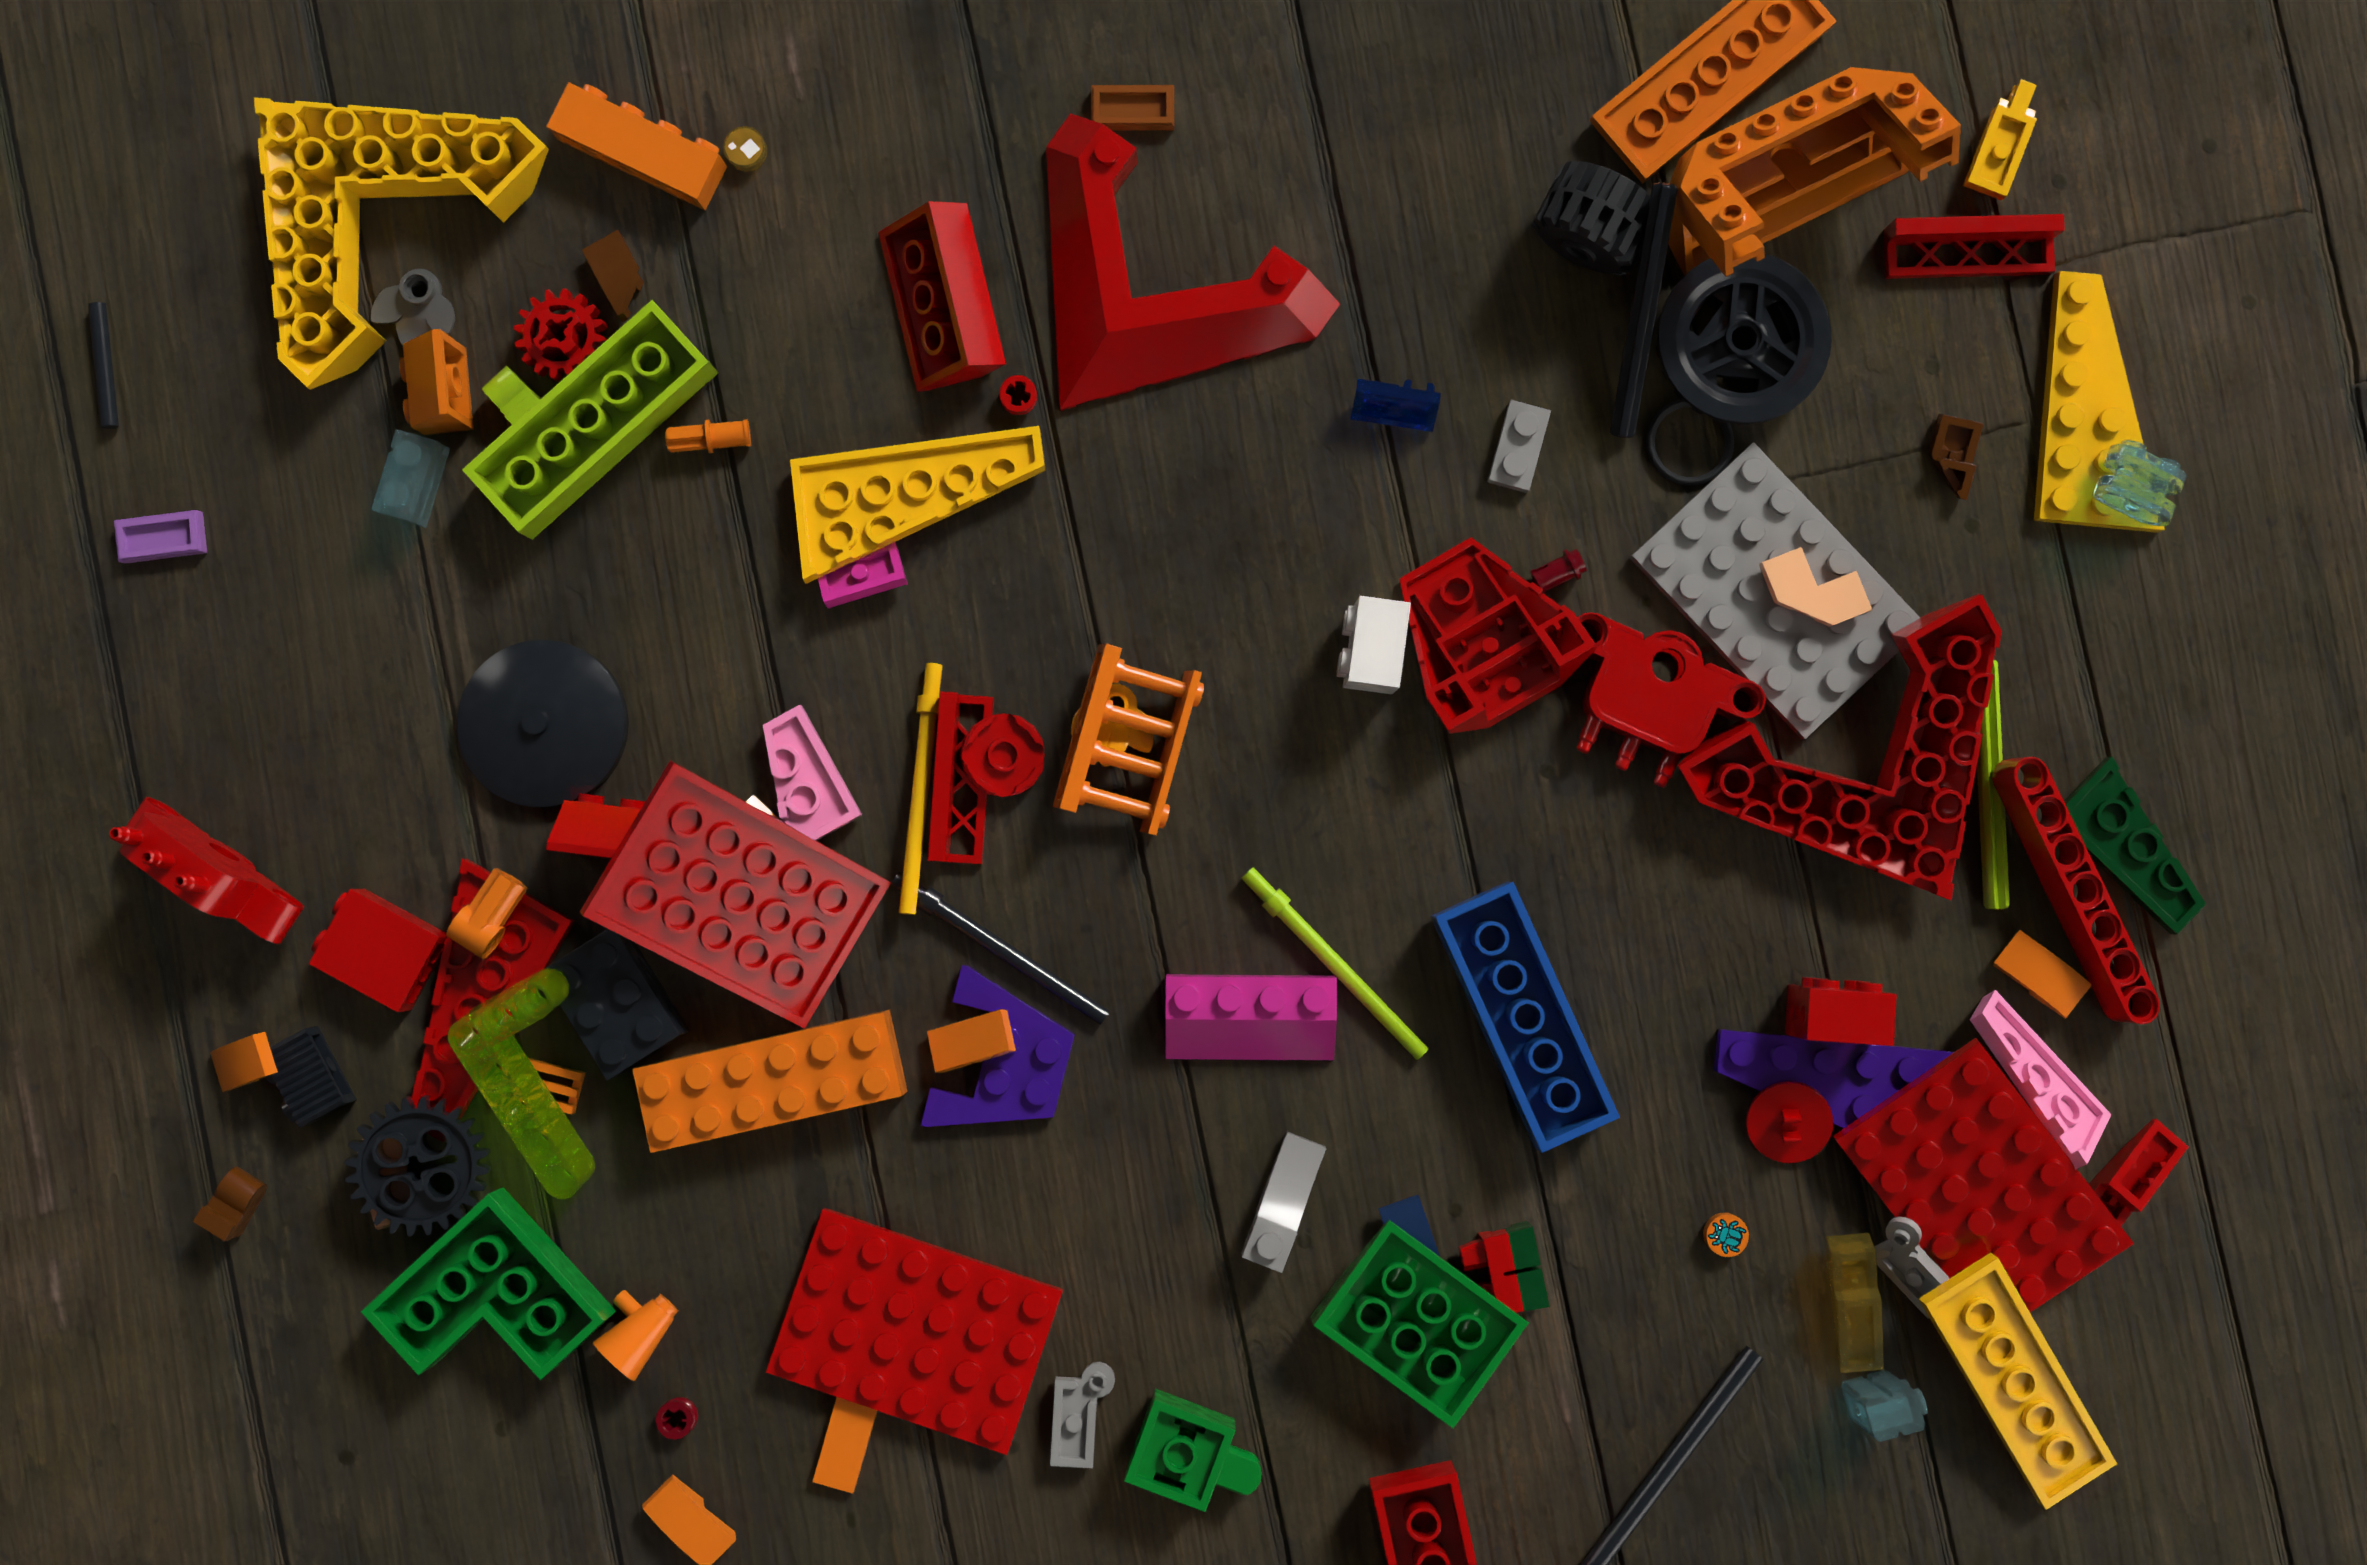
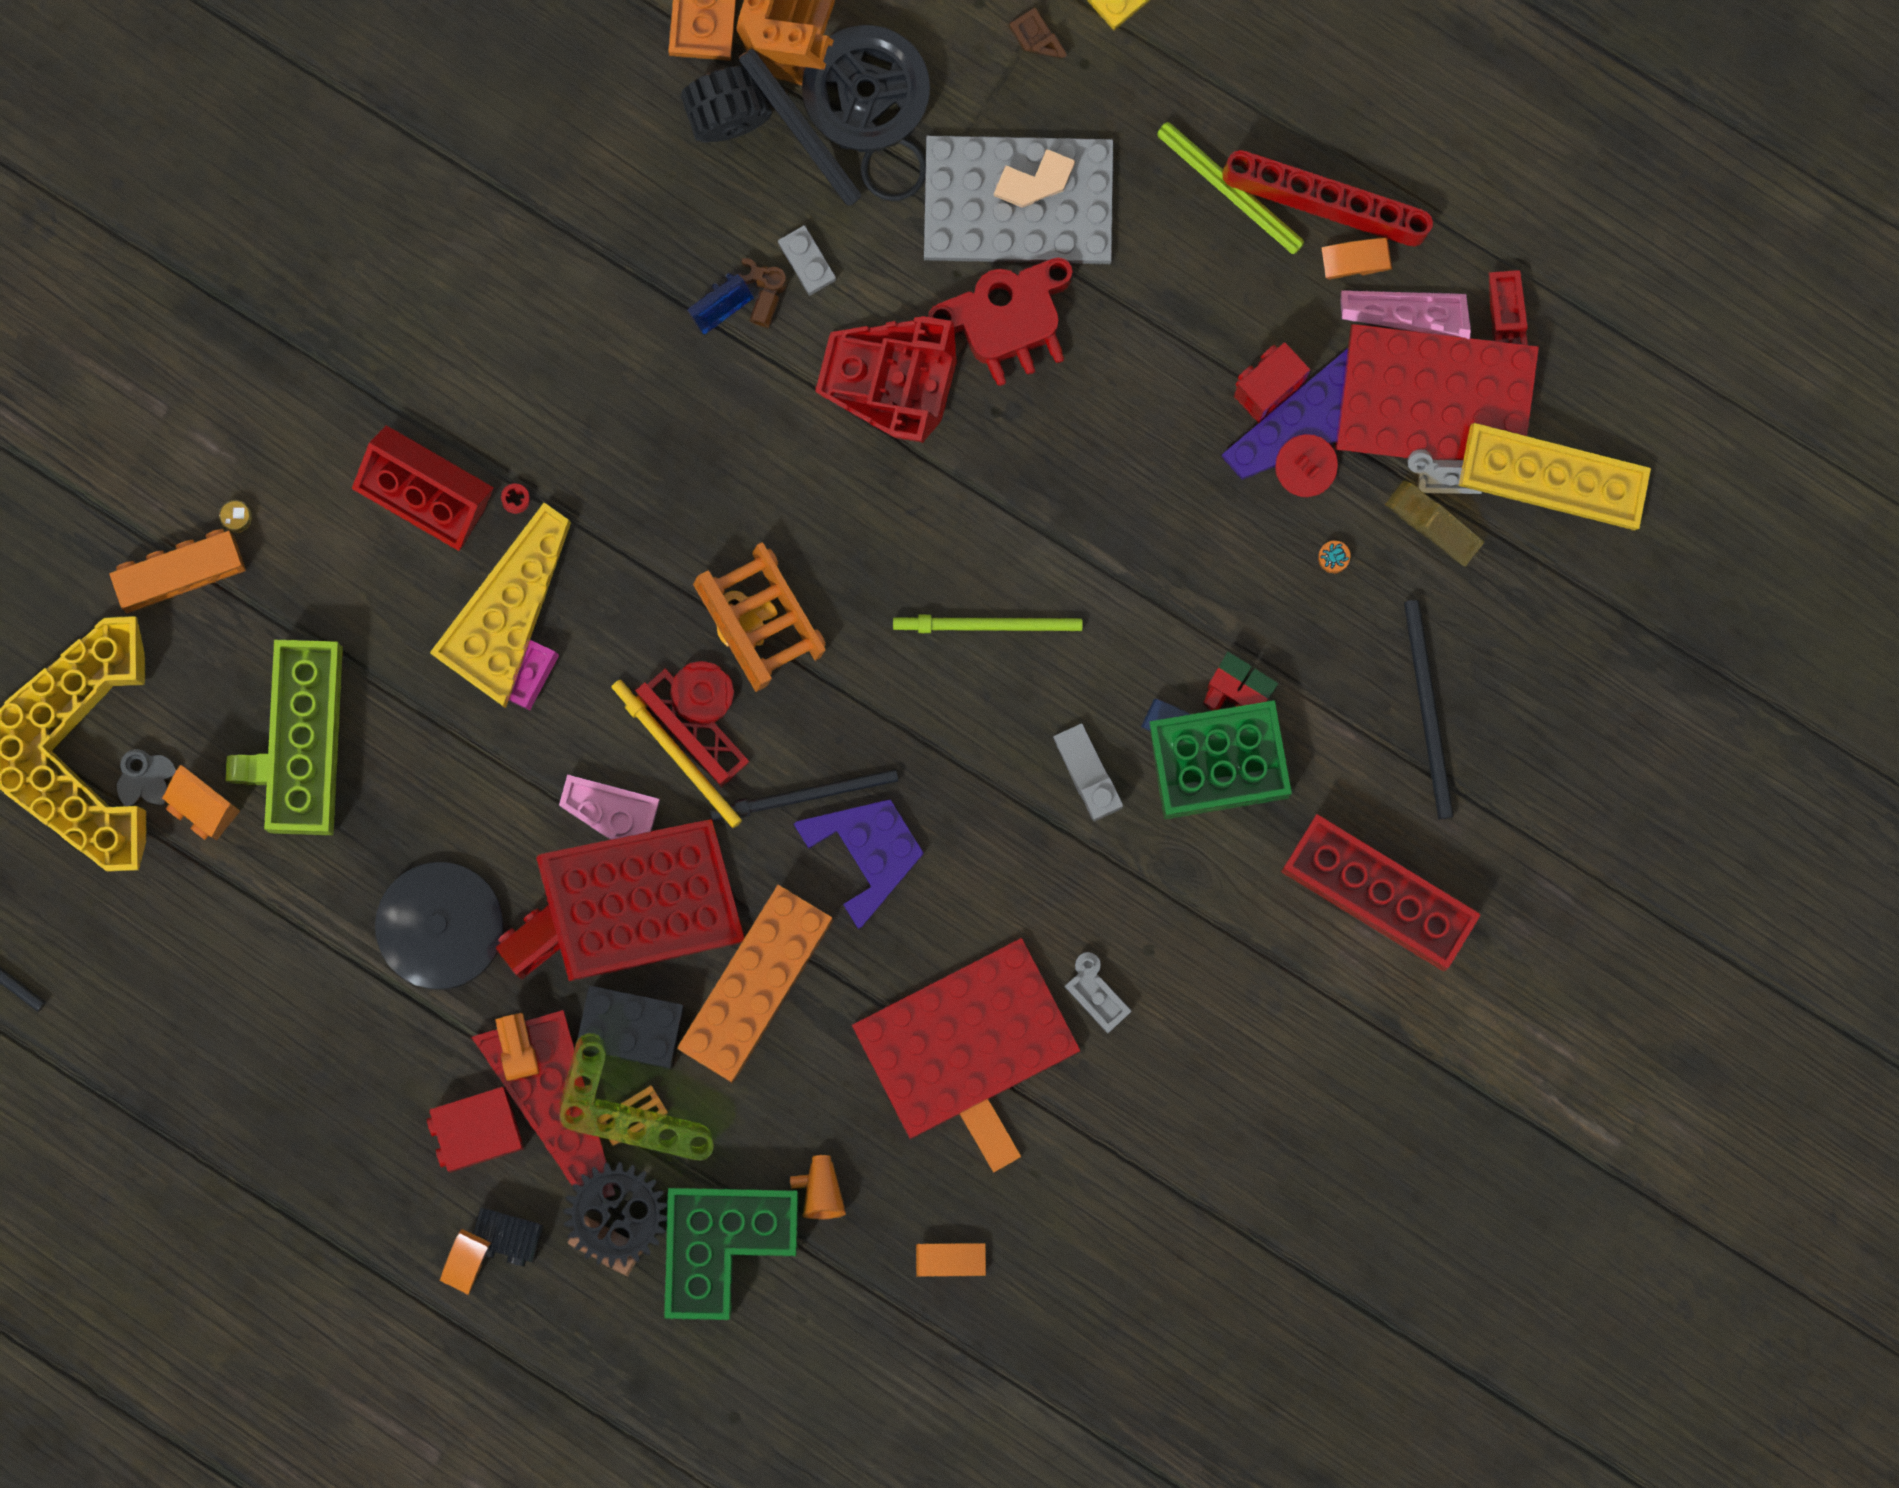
camera: 50 degrees left, 5 degrees down
(160, 536) = (129, 1037): medium lavender tile -> none
(205, 871) = (343, 1176): red piece -> none
(231, 1205) = (535, 1342): reddish brown leg -> none
(410, 478) = (237, 866): clear light blue brick -> none
(547, 342) = (225, 709): red gear -> none
(615, 271) = (232, 648): reddish brown slope -> none
(679, 1430) = (881, 1207): dark red bush -> none
(708, 436) = (373, 685): orange axle -> none
(971, 1041) = (839, 856): orange tile -> none
(1125, 342) = (533, 419): red wedge -> none
(1133, 107) = (420, 288): dark orange tile -> none
(1191, 1449) = (1173, 949): green brick -> none
(1251, 1017) = (972, 695): dark pink slope -> none
(1375, 644) = (838, 437): white brick -> none
(1466, 435) = (773, 282): none -> reddish brown bar
(1525, 1016) = (1111, 548): blue brick -> none
(1559, 570) = (894, 303): dark red pin -> none
(1884, 1405) = (1499, 557): clear light blue brick -> none
(1916, 812) = (1205, 242): red wedge -> none
(2132, 847) = (1333, 148): dark green wing -> none

